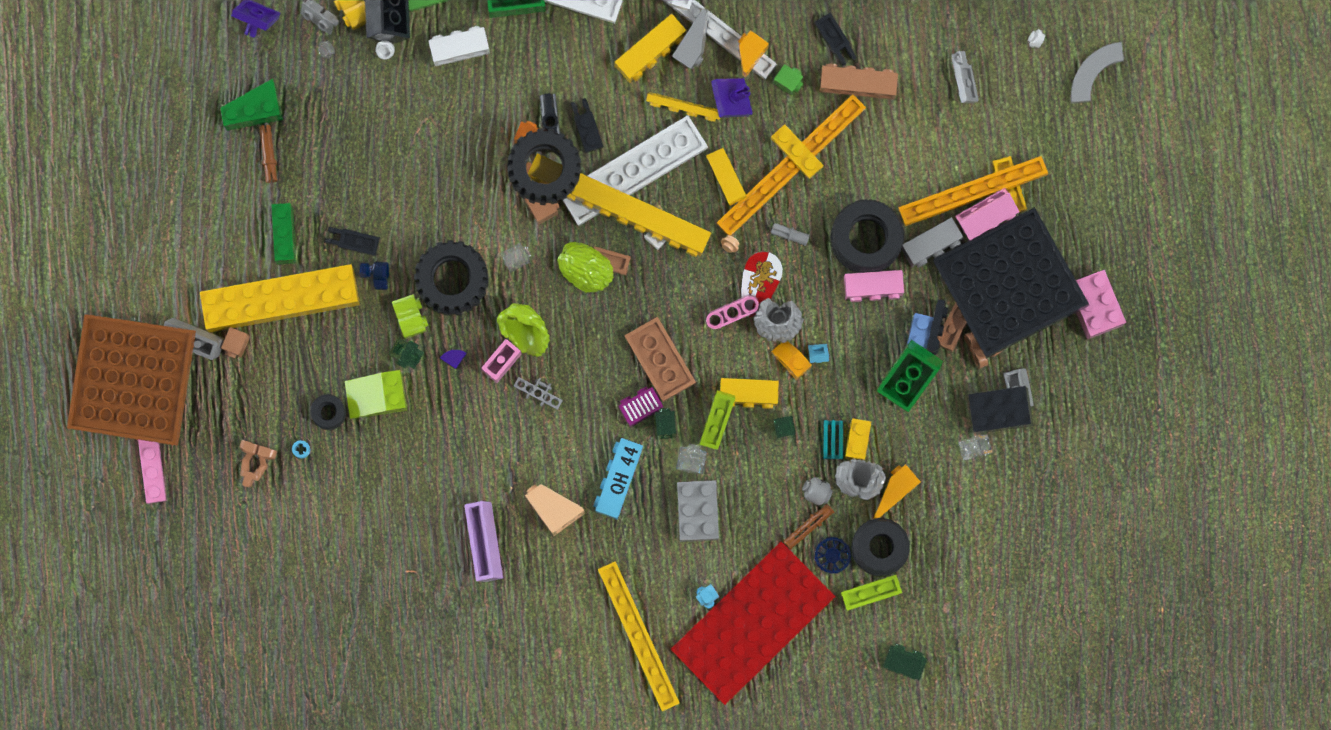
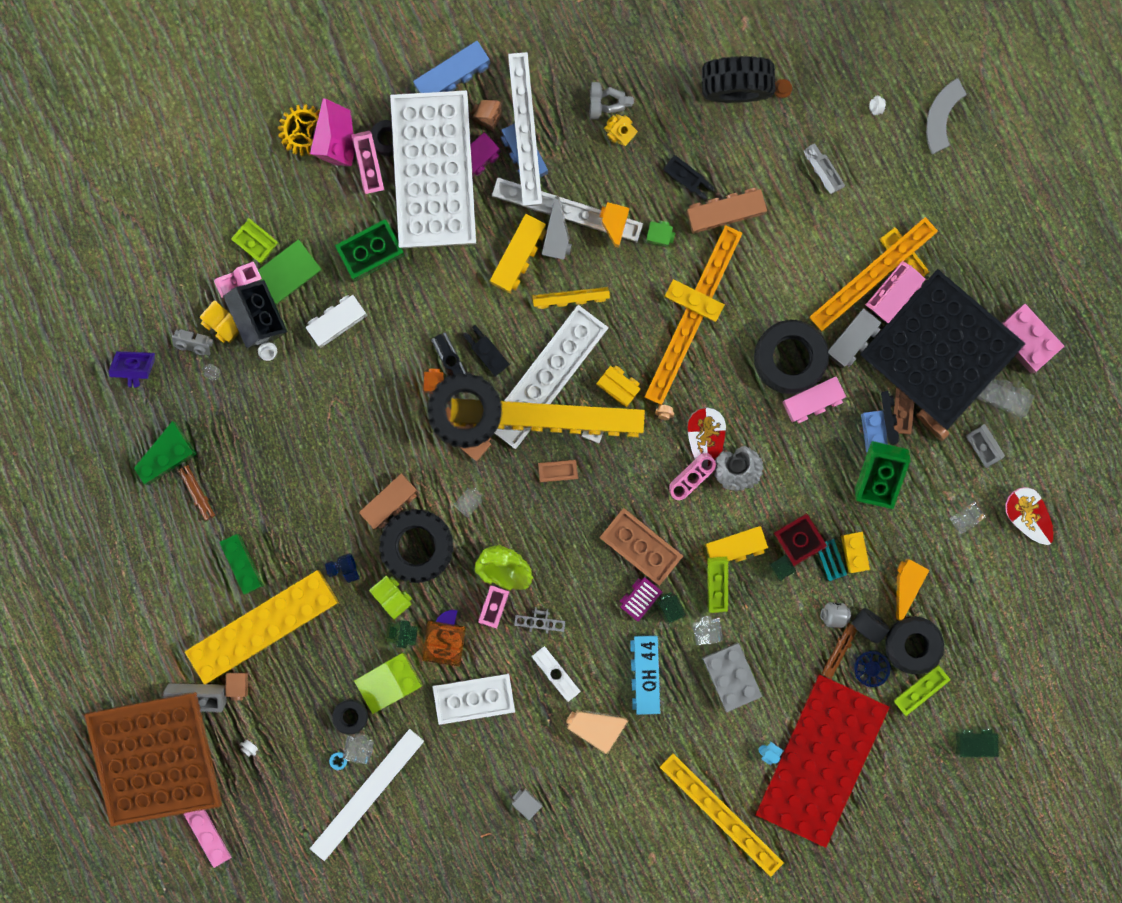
camera: 20 degrees left, 5 degrees up
(222, 405) = (248, 748): none -> white plate
(250, 450) = (304, 778): nougat piece -> none
(315, 491) = (366, 794): none -> white tile
(324, 444) = (358, 749): none -> clear brick
(354, 241) = (311, 545): black hinge -> none
(441, 378) = (444, 643): none -> clear orange slope
(442, 228) = (389, 502): none -> nougat brick
(449, 440) = (473, 699): none -> white plate
(460, 555) = (526, 803): none -> light grey brick
(483, 541) = (543, 783): lavender brick -> none
(531, 433) = (564, 683): none -> white piece
(585, 267) = (537, 486): lime hair -> none
(696, 203) = (619, 386): none -> yellow brick
(726, 176) = (636, 349): yellow tile -> none
(732, 97) = (613, 272): dark purple tile -> none
(790, 234) = (717, 381): light grey axle -> none
(792, 359) = (764, 499): light orange slope -> none
(811, 408) = (800, 540): none -> dark red brick
(818, 353) = (786, 484): medium azure plate -> none
(846, 513) = (871, 625): none -> black tyre
(860, 478) = (872, 589): light grey hair -> none
(1000, 410) = (978, 473): black brick -> none
(1035, 468) = (1030, 515): none -> shield
(1054, 350) = (1007, 397): none -> clear brick

